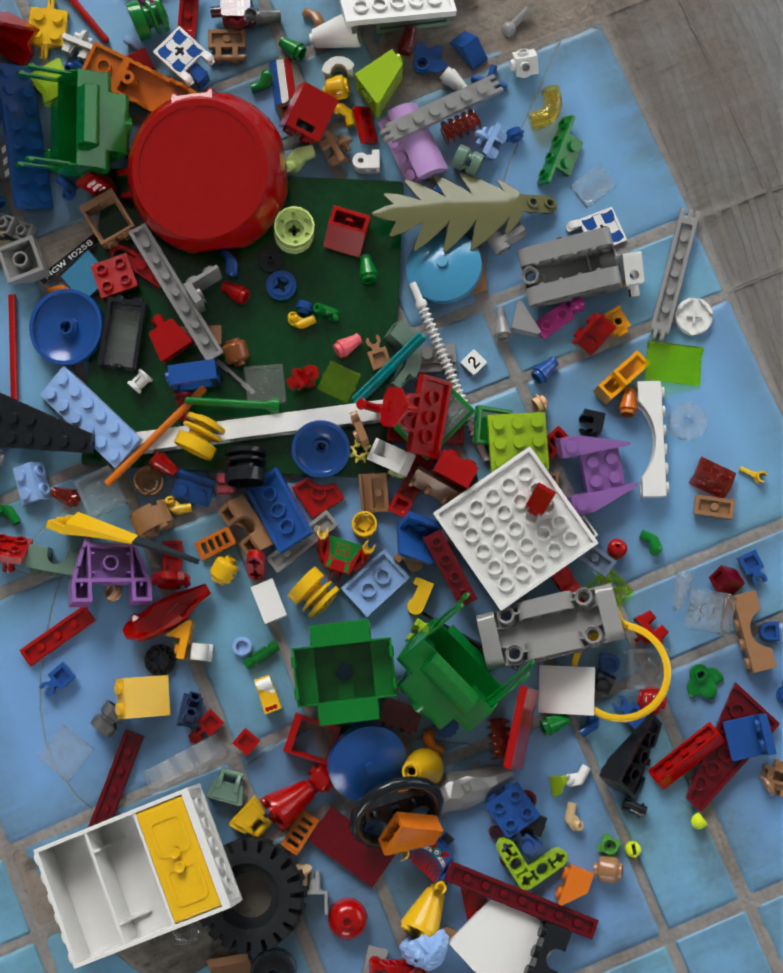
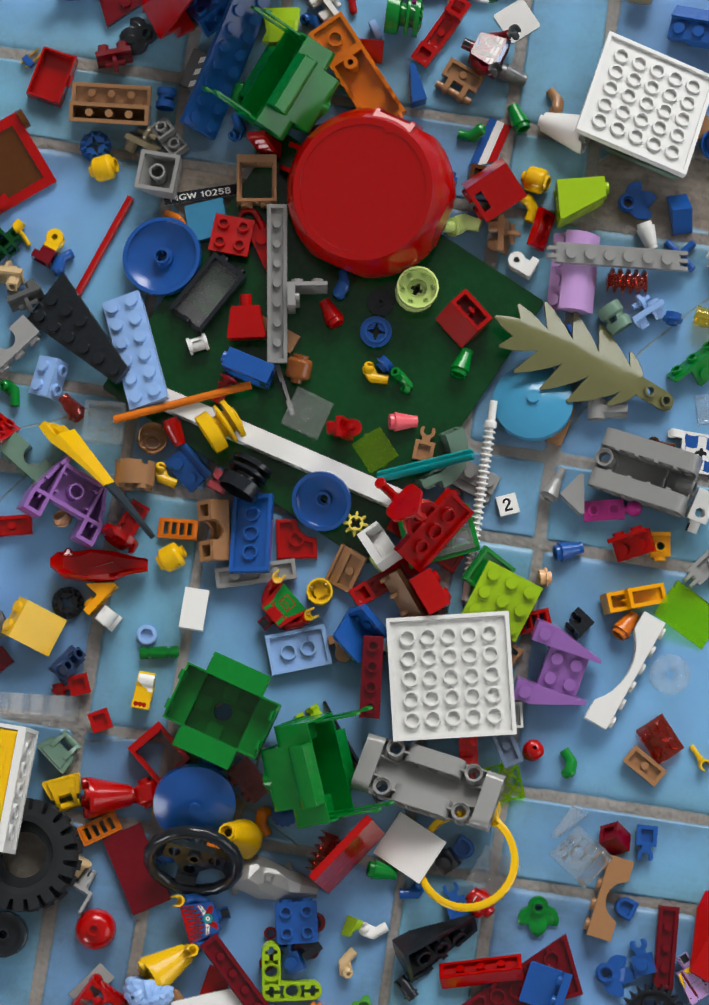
camera: 30 degrees right, 0 degrees up
(180, 52) = (413, 65): white flag -> none
(252, 565) = (204, 571): red beam -> none
(271, 405) = (300, 435): green piece -> none
(313, 592) = (237, 625): yellow wheel -> none
(338, 64) = (550, 158): white piece -> none
(360, 434) = (363, 509): medium nougat plate -> none
(407, 41) = (626, 174): clear red cone -> none
(409, 832) = (194, 885): orange slope -> none
(417, 603) = (325, 690): yellow leg -> none
(539, 500) = (485, 664): red slope -> none
(644, 621) = (516, 830): red hips -> none

